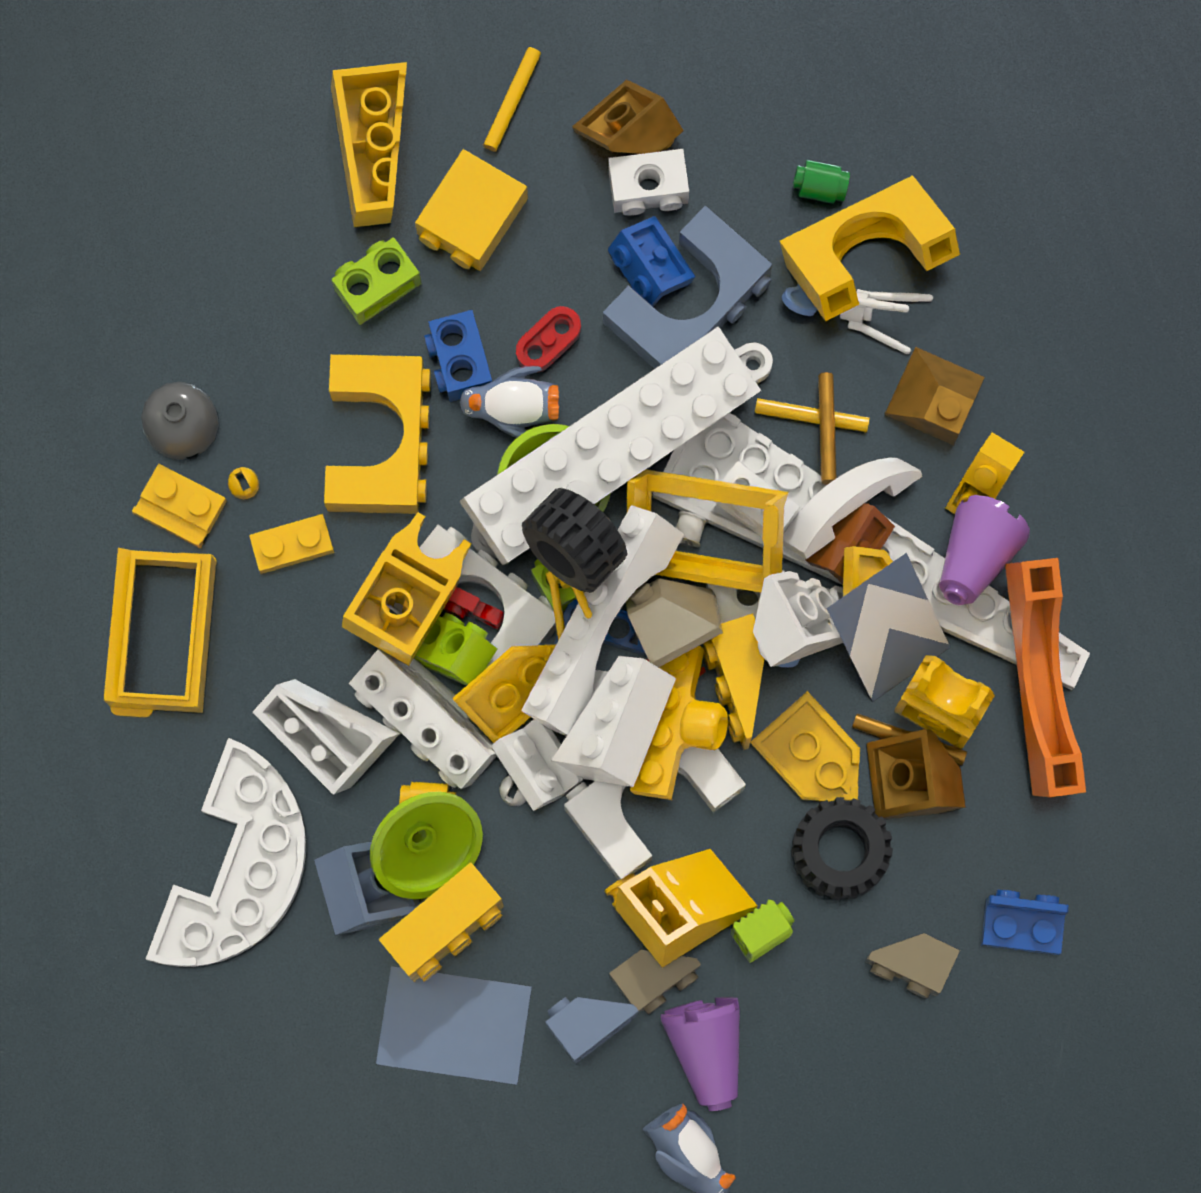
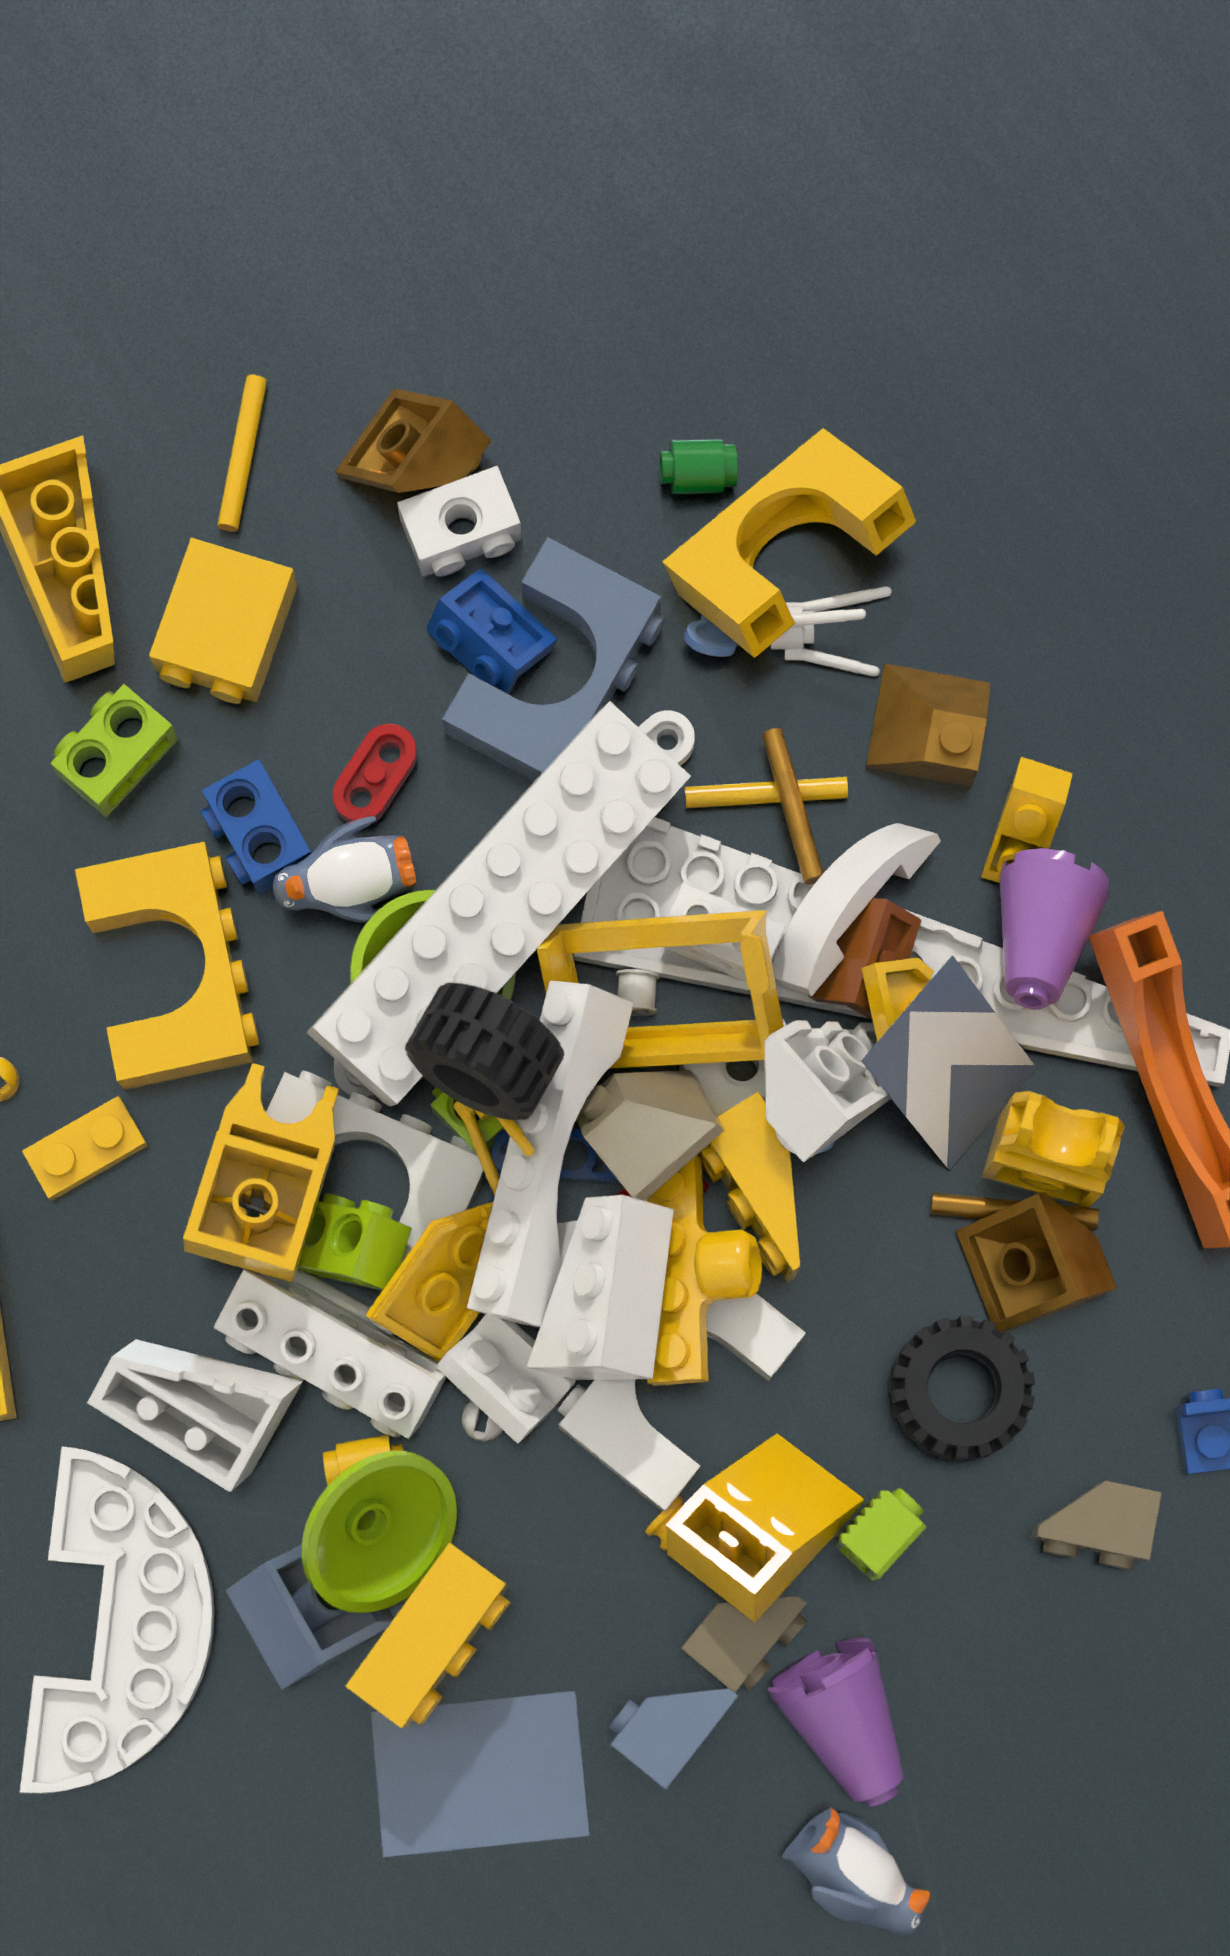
camera: 15 degrees left, 0 degrees up
(464, 603) = (349, 1174): red plate -> none
(811, 752) = (884, 1263): yellow tile -> none

